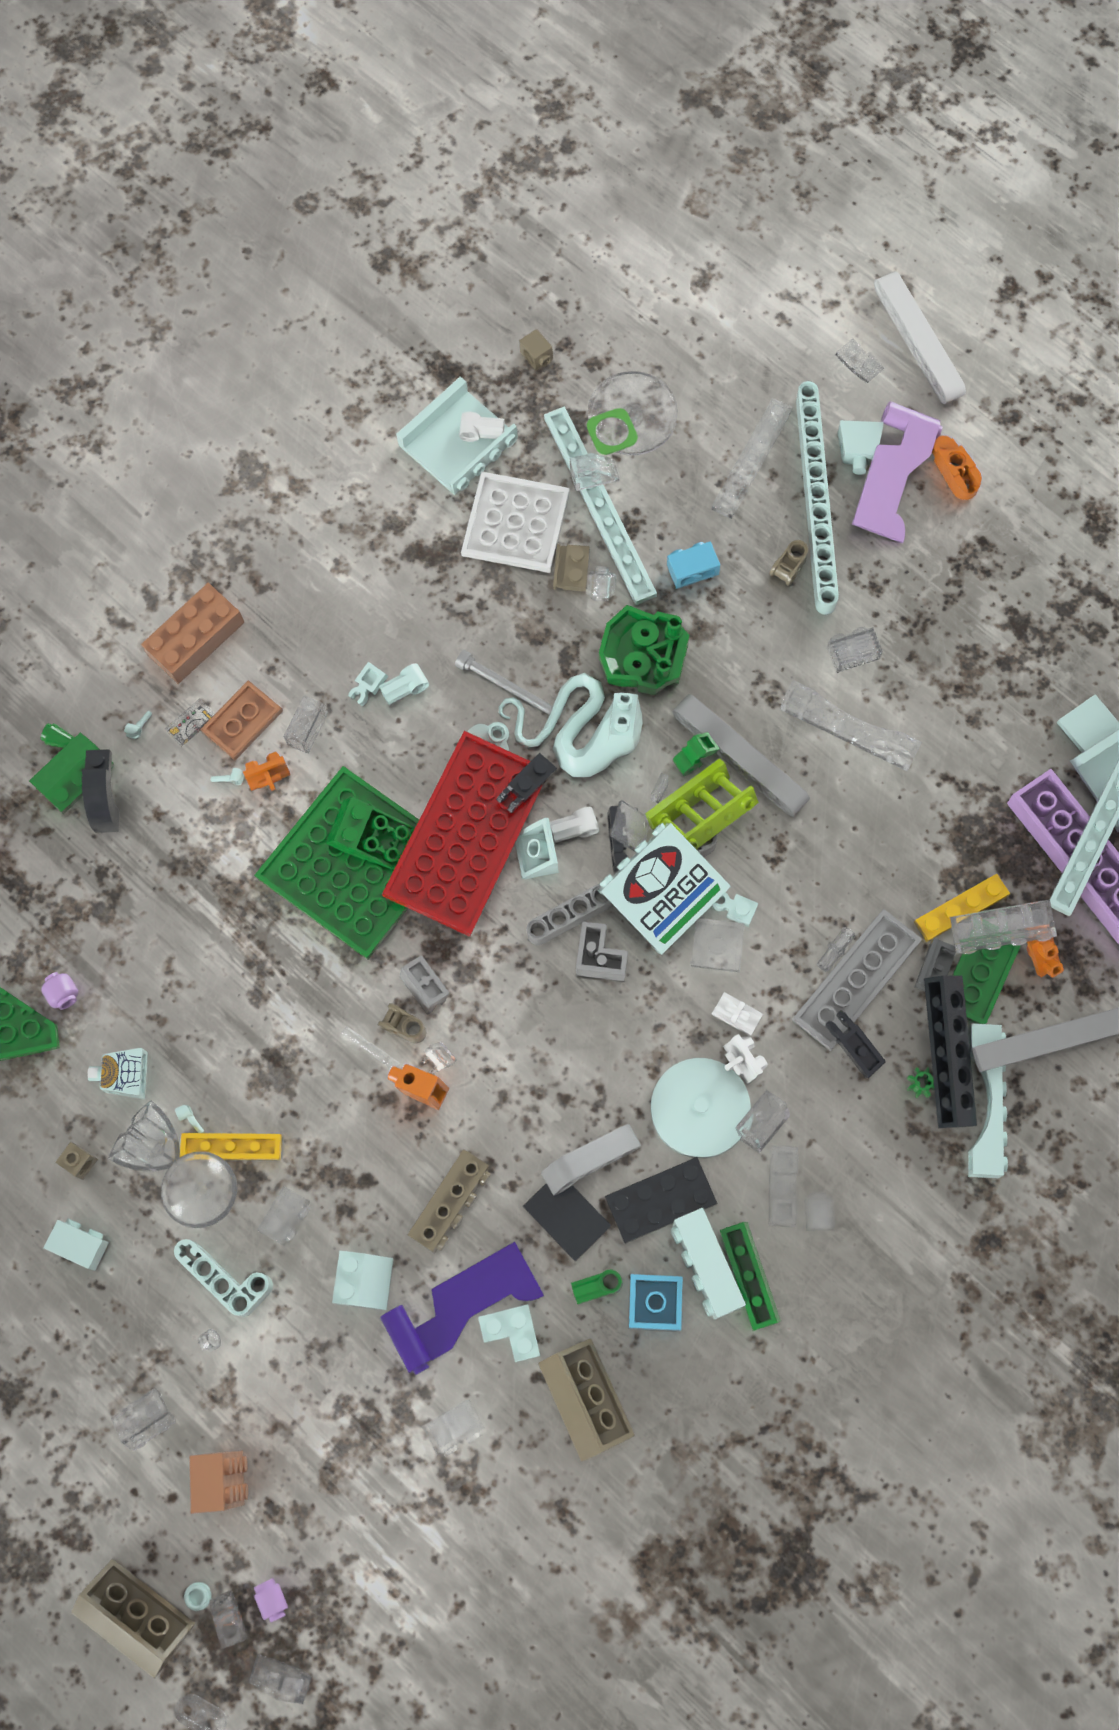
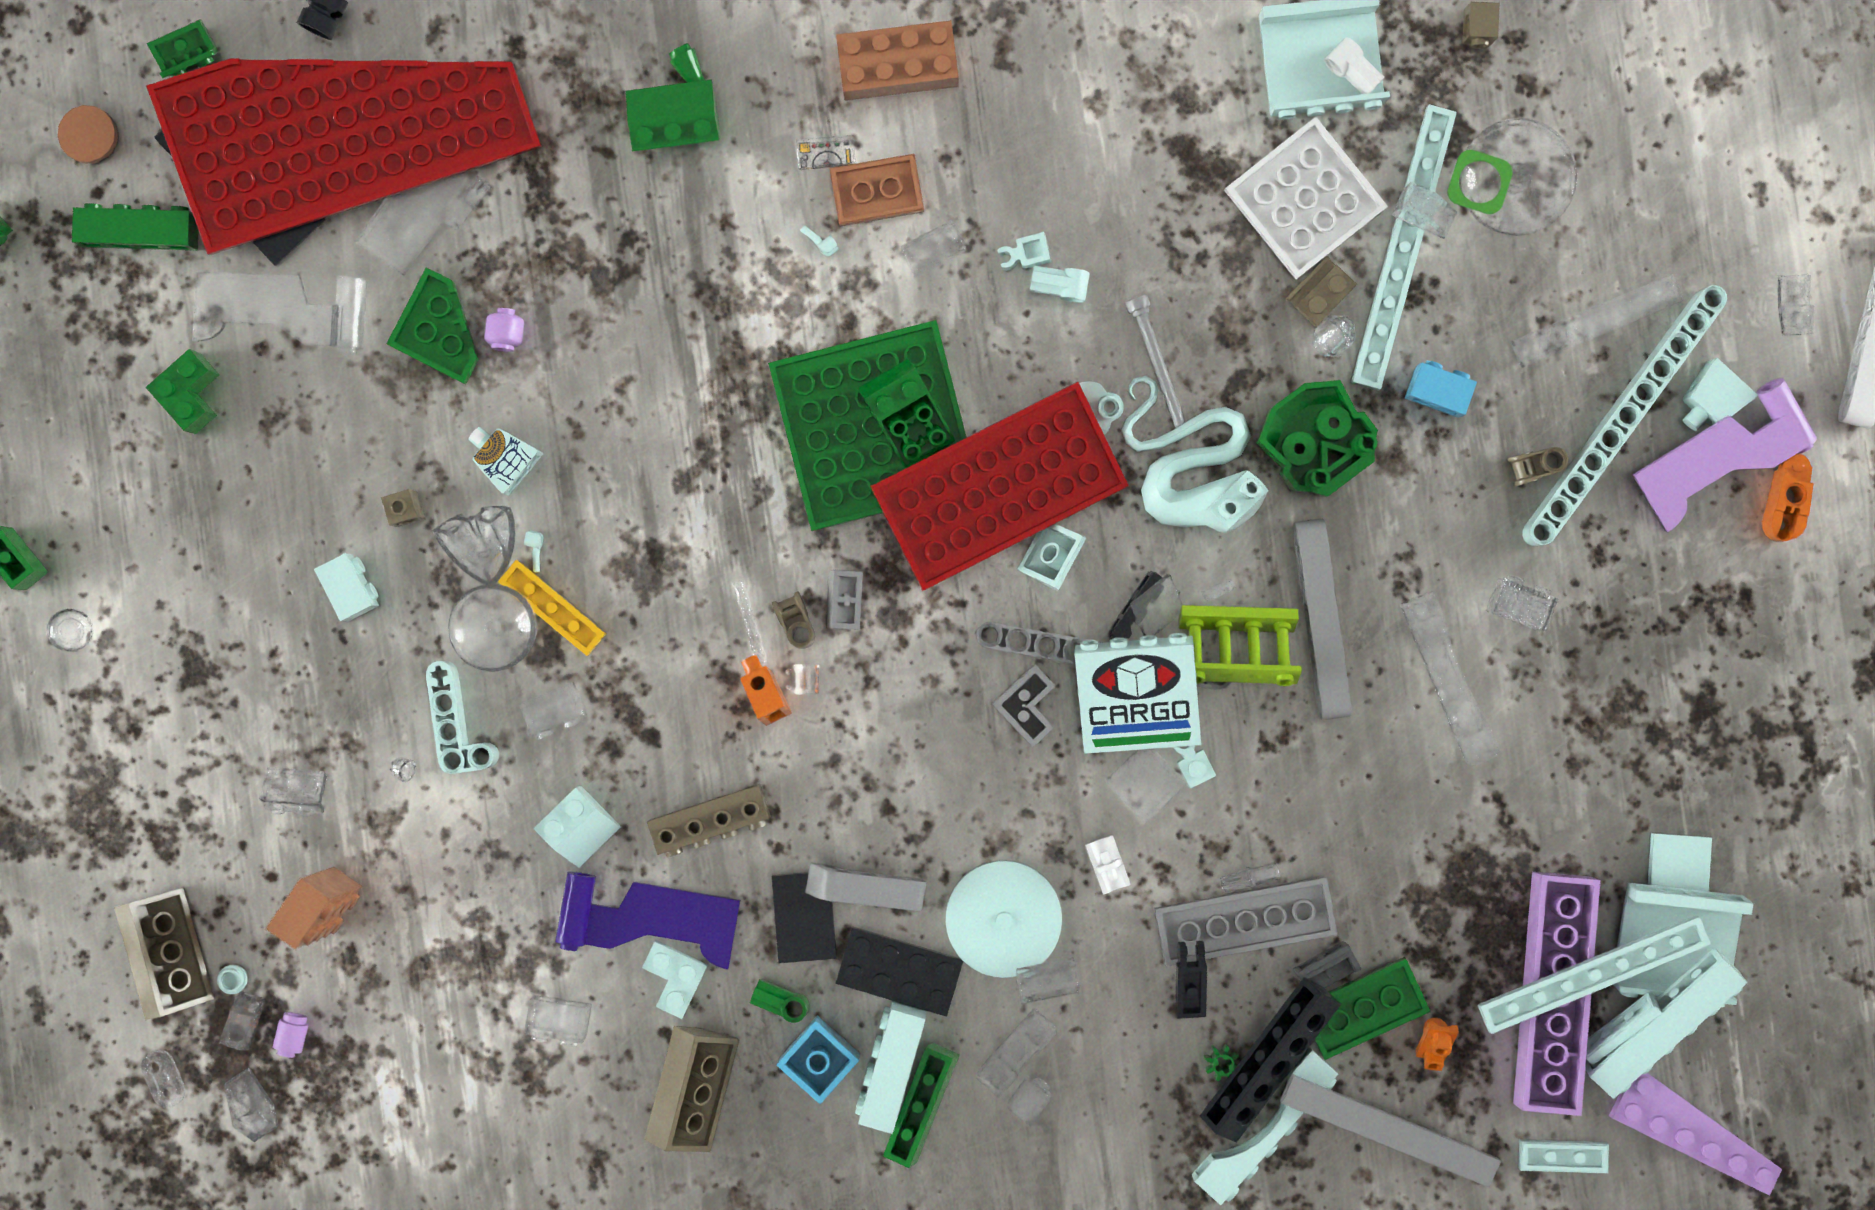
camera: 35 degrees right, 15 degrees up
(97, 792) = (675, 169): black arch -> none
(134, 731) = (765, 117): light aqua hand -> none
(266, 773) = (858, 269): orange hips -> none
(528, 781) = (1098, 482): black hinge -> none
(580, 823) = (1113, 562): white piece -> none
(697, 747) = (1280, 585): green leg -> none
(742, 1060) = (1076, 909): white hips -> none
(971, 901) = (1401, 934): yellow plate -> none
(1003, 927) = (1420, 991): clear brick -> none

